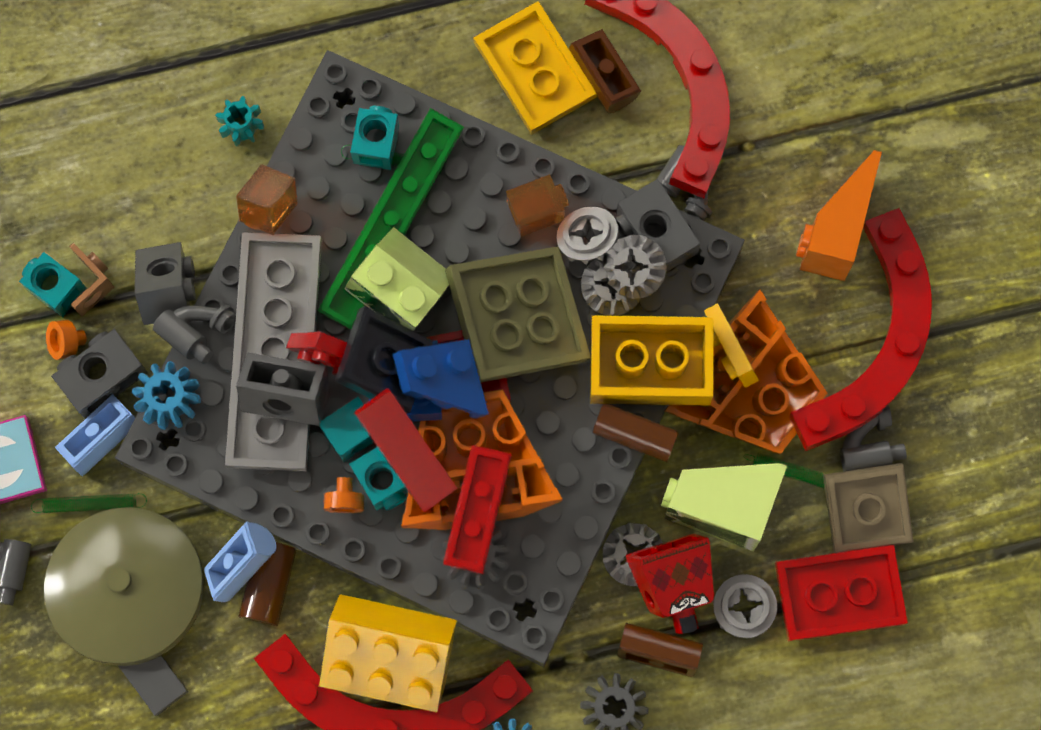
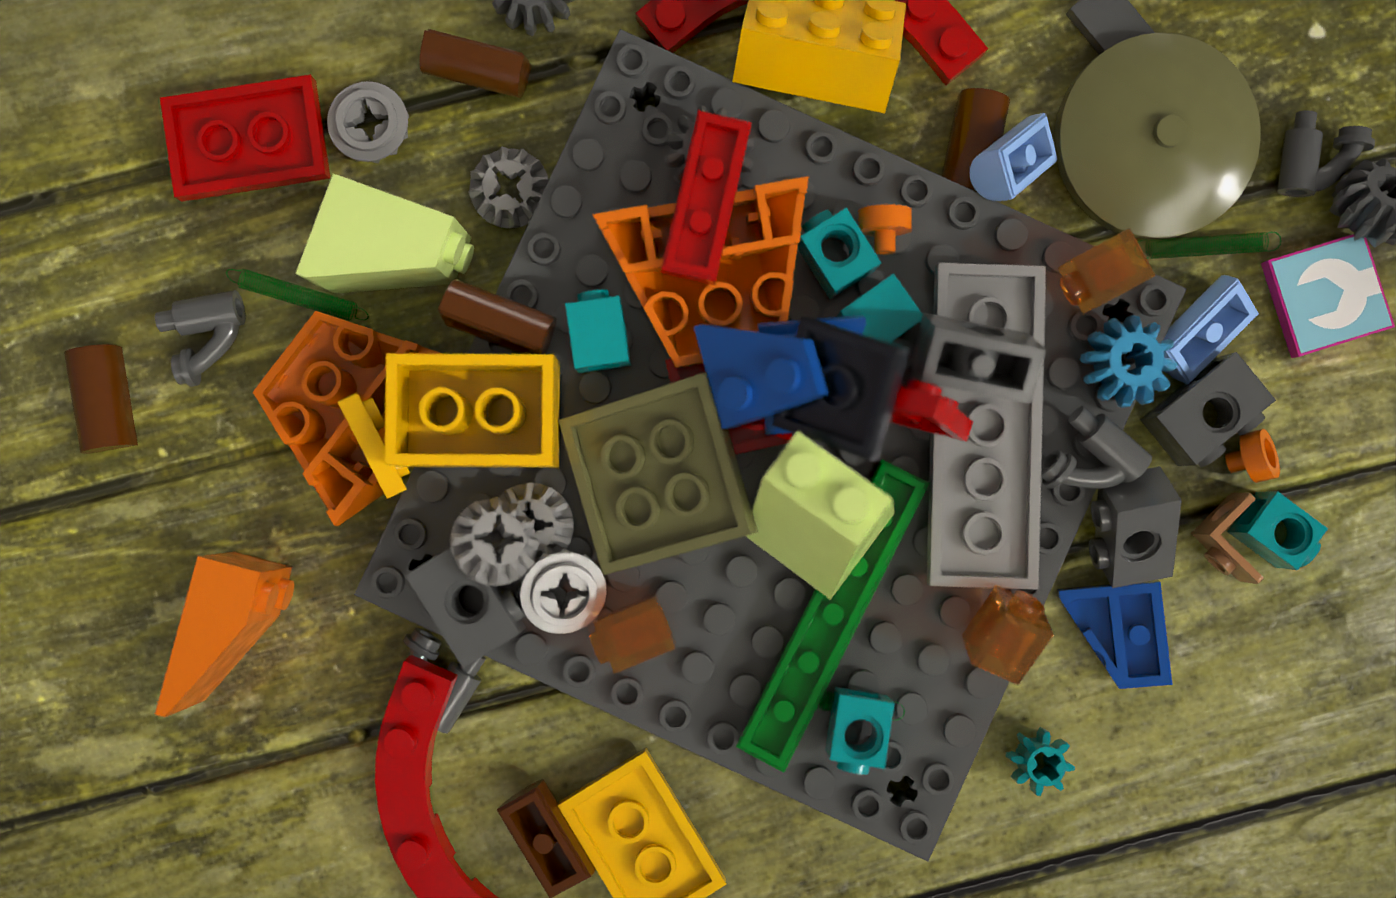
camera: 170 degrees right, 10 degrees up
(172, 213) = (1124, 630): none -> blue wing
(181, 461) = (1104, 272): none -> clear orange brick
(405, 450) = (808, 264): red tile -> none
(560, 420) = (597, 332): none -> teal brick
(675, 579) = (452, 148): red torso -> none
(868, 508) = (206, 246): dark tan plate -> none
(902, 347) = (153, 456): red plate -> none
(948, 393) = (100, 398): none -> reddish brown brick

